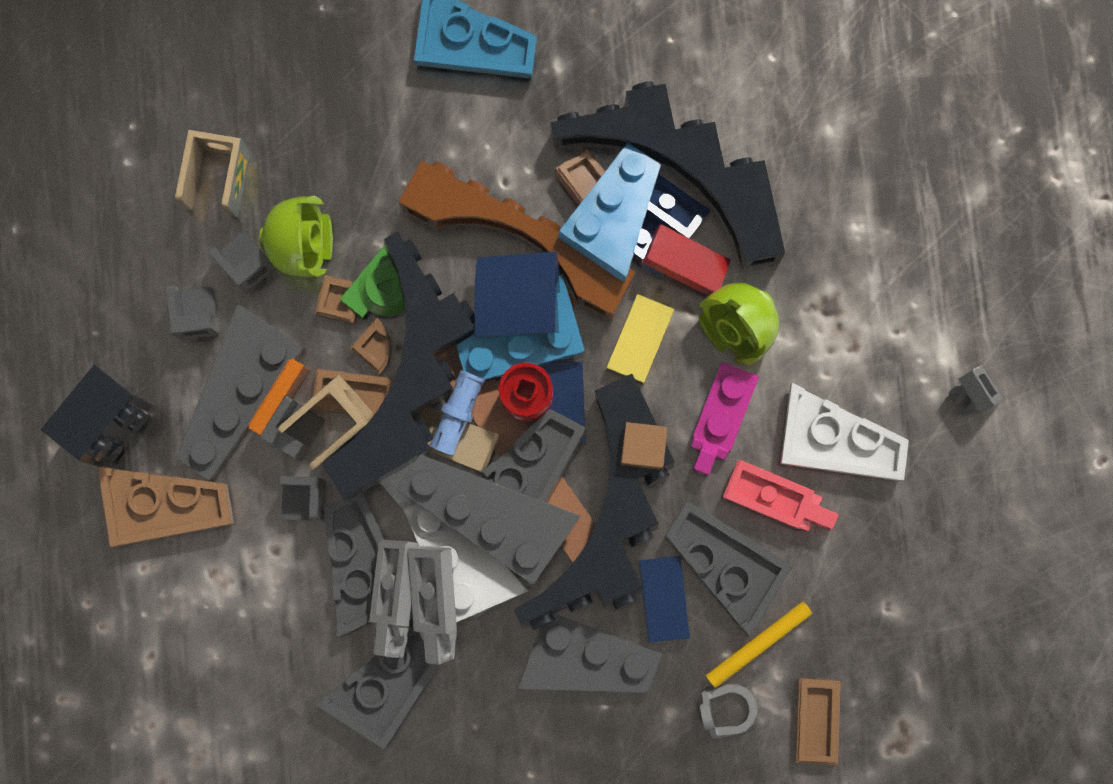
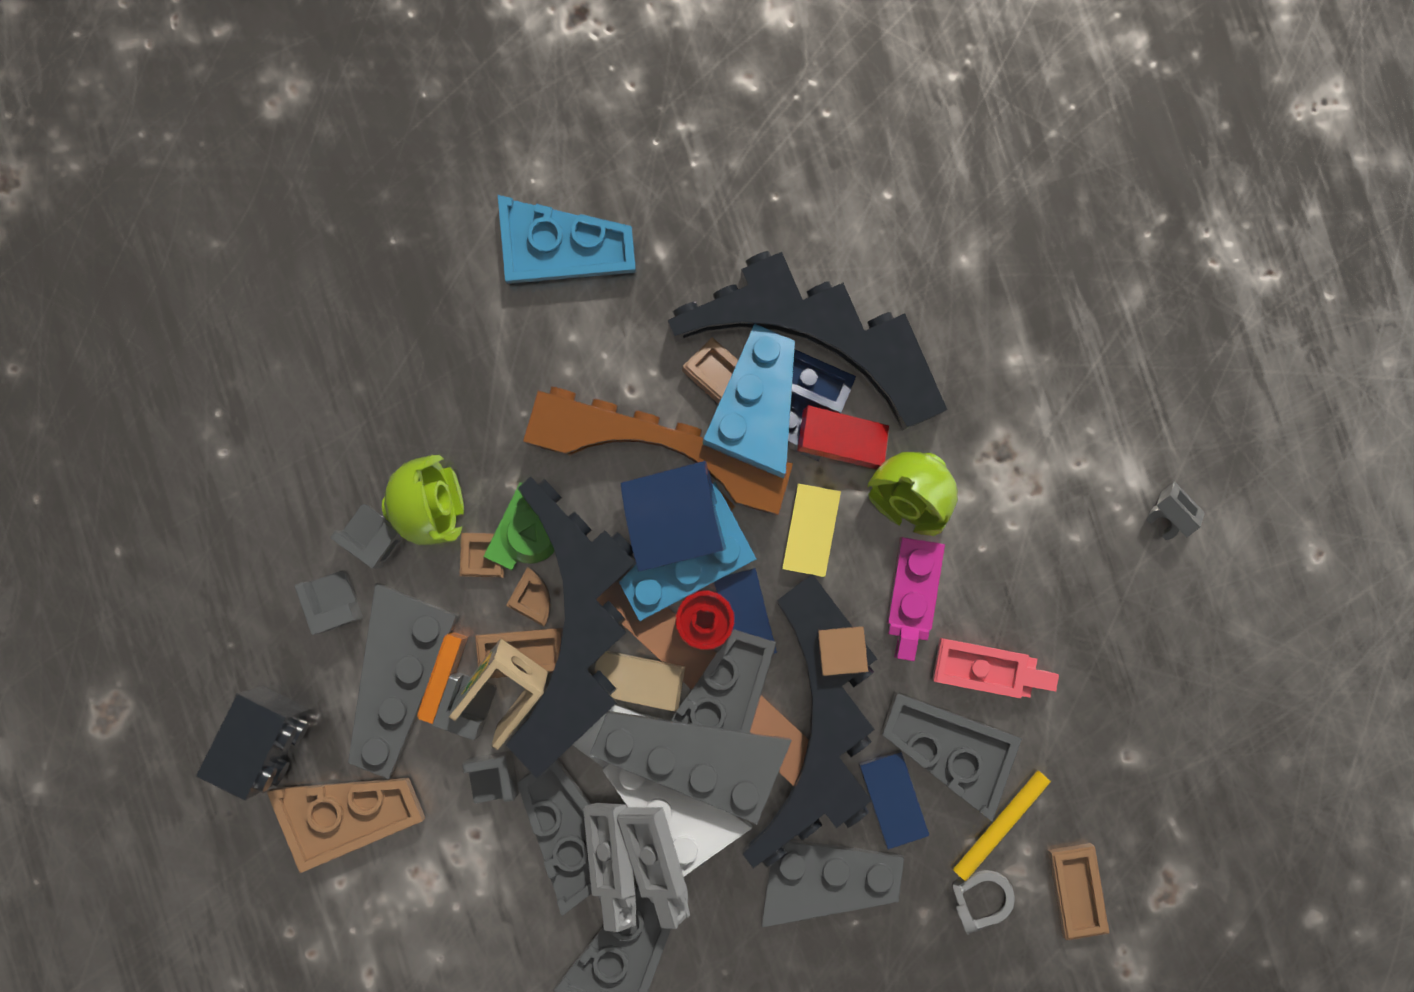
camera: 20 degrees left, 5 degrees up
(192, 162) = (292, 450): tan piece -> none
(457, 412) = (636, 655): light blue pin -> none
(835, 440) = (1042, 595): white wing -> none

